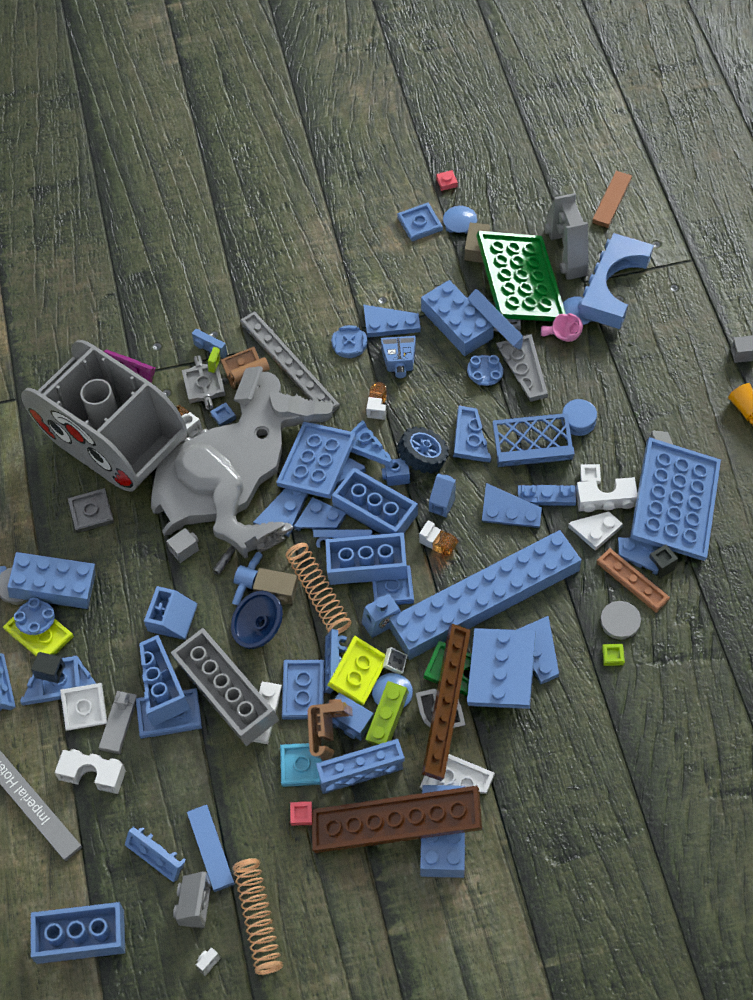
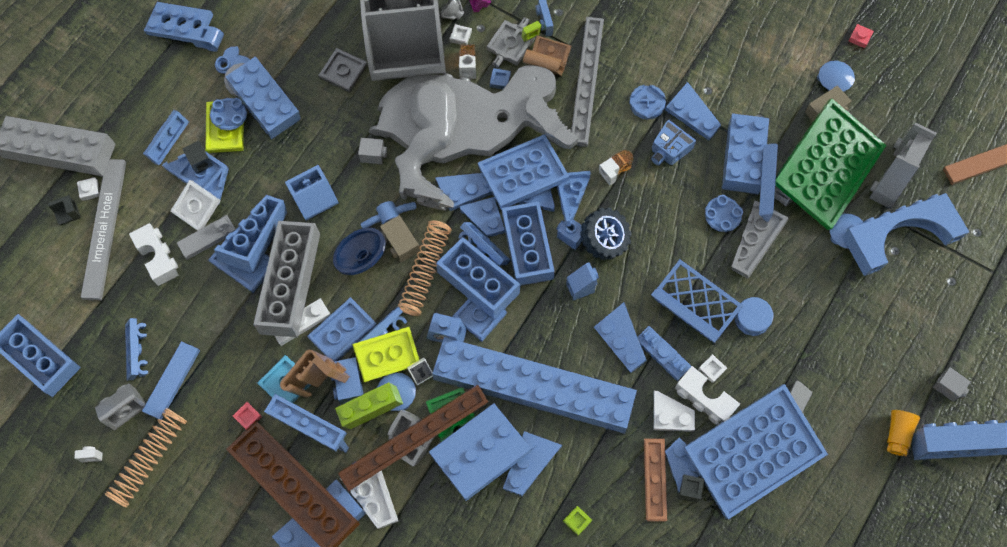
camera: 45 degrees right, 10 degrees up
(224, 560) = (386, 188): flat silver pin -> none
(248, 385) = (526, 71): light grey slope -> none
(419, 221) = (803, 52): medium blue tile -> none
(437, 539) = (546, 310): leg -> none
(469, 437) = (654, 255): medium blue wing -> none
(565, 327) = (820, 236): bright pink hair -> none
(620, 620) = (611, 500): light grey tile -> none

